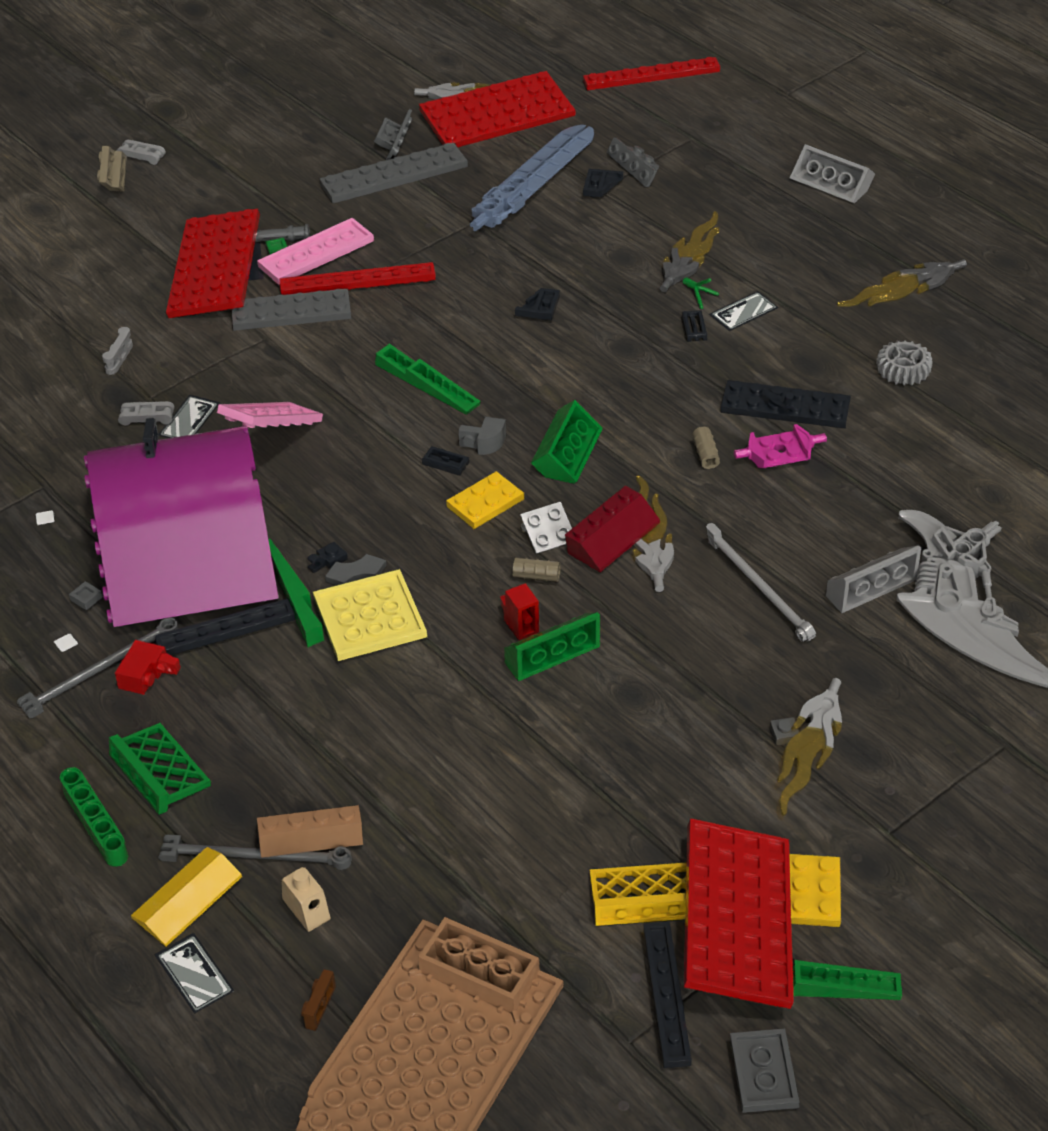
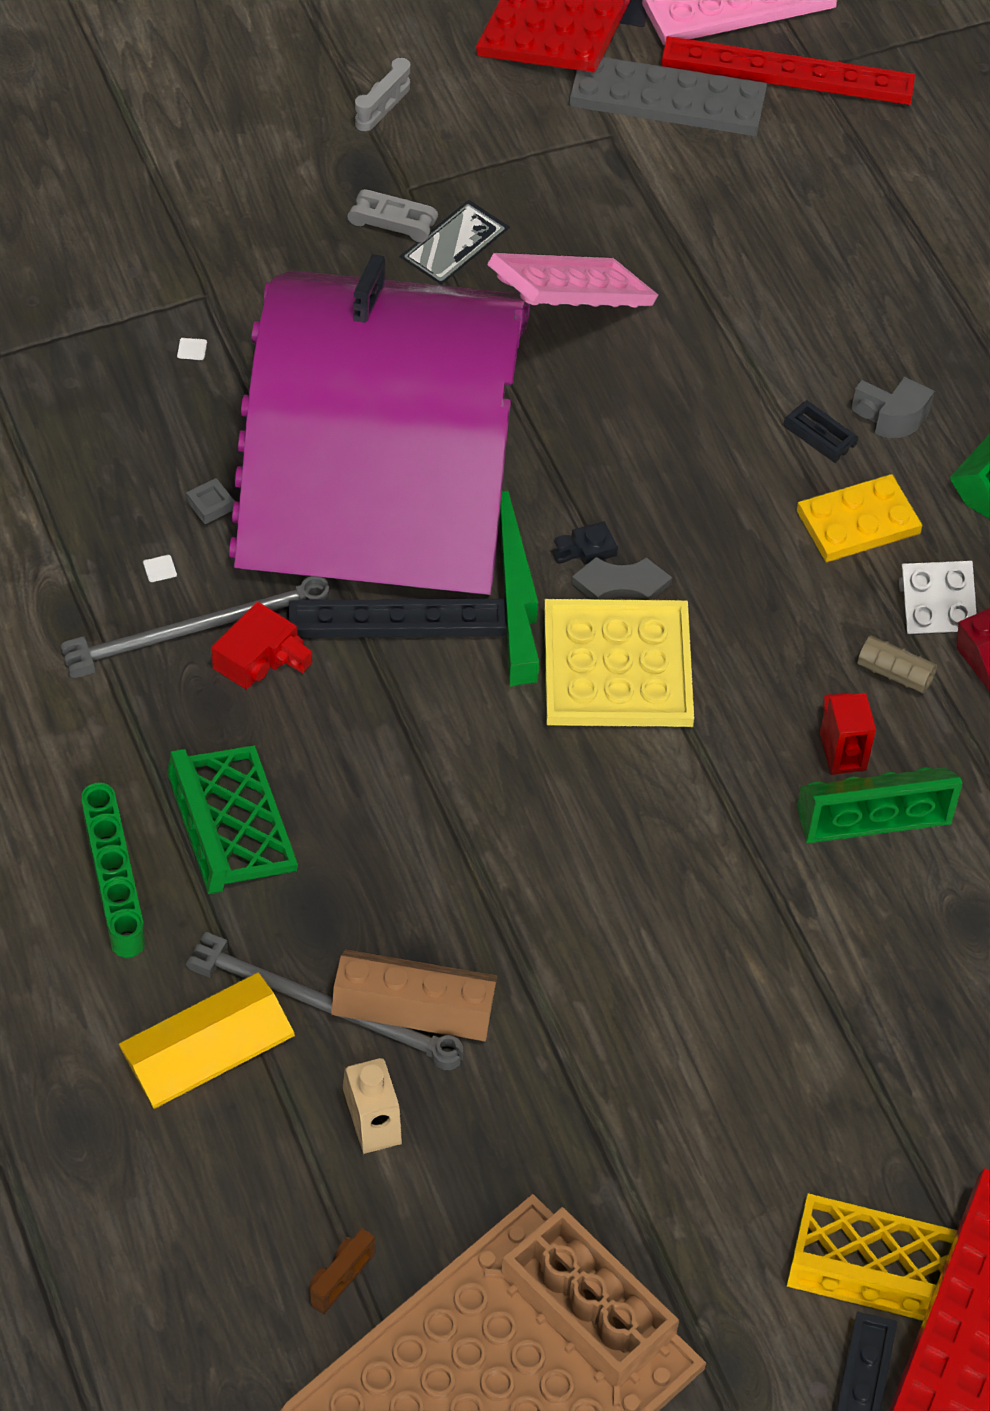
camera: 15 degrees right, 10 degrees up
(194, 973) = (180, 1164): sticker -> none
(425, 378) = (836, 279): green slope -> none

